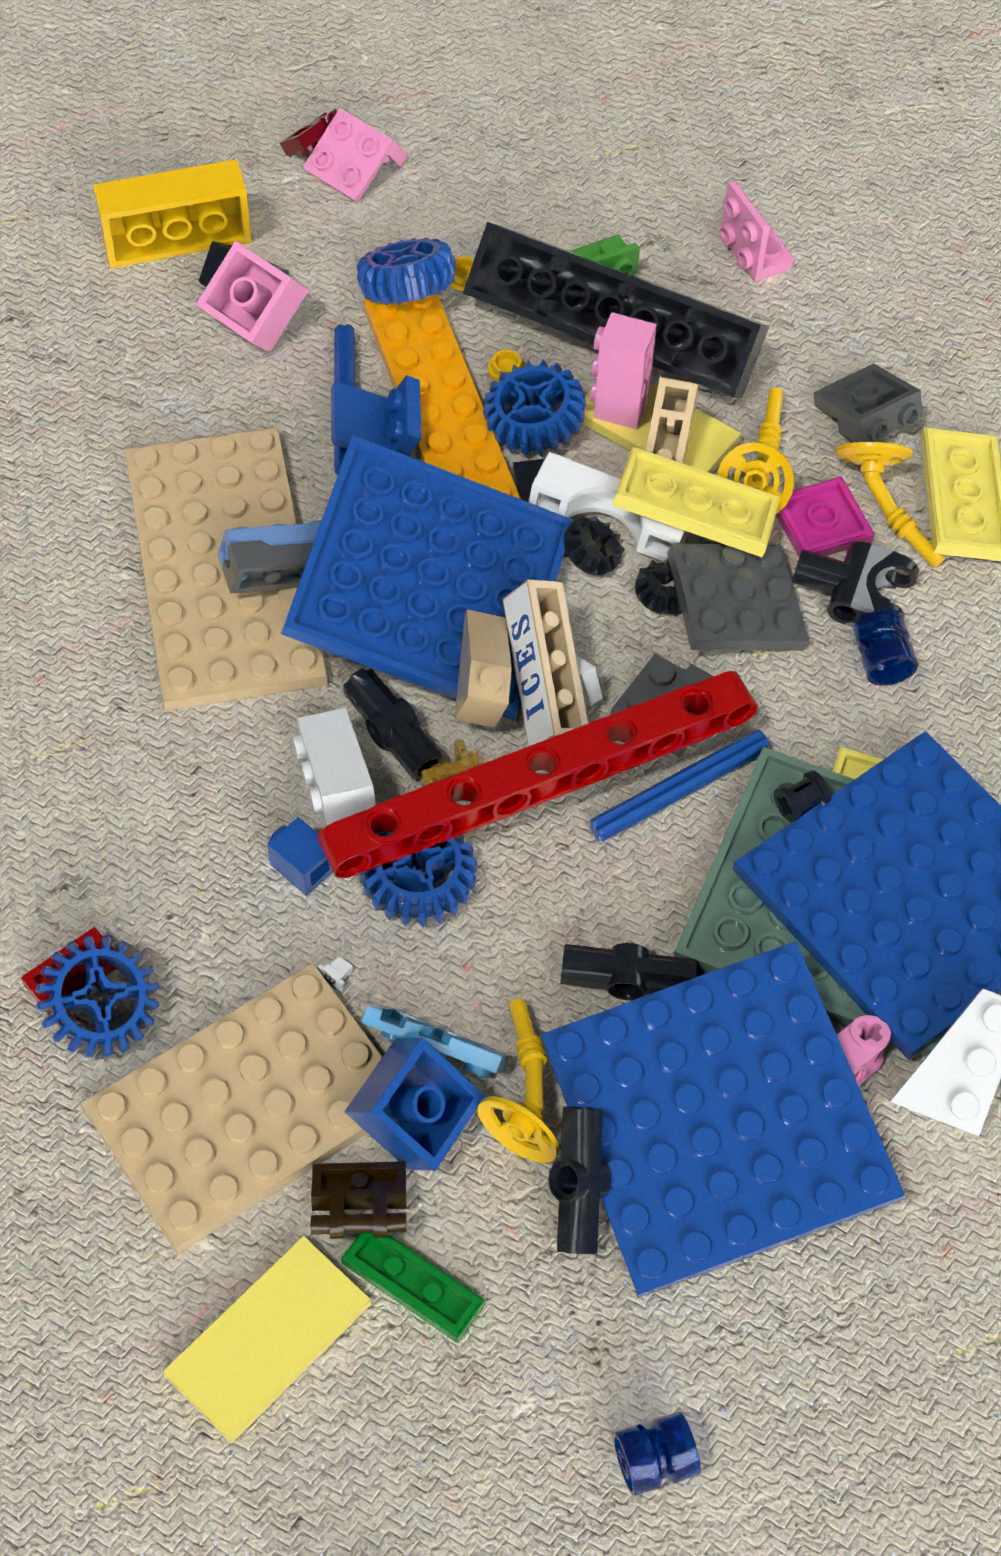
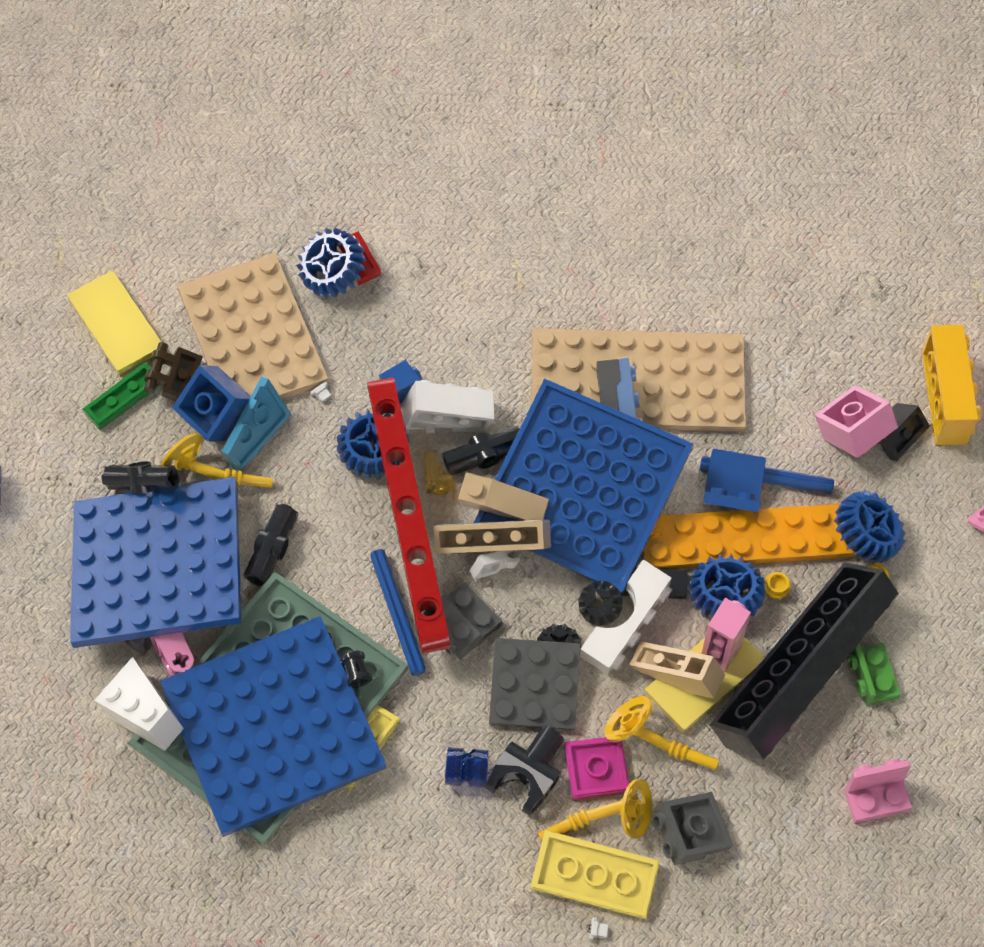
camera: 105 degrees right, 5 degrees up
(696, 501) = (611, 667): light yellow tile -> none

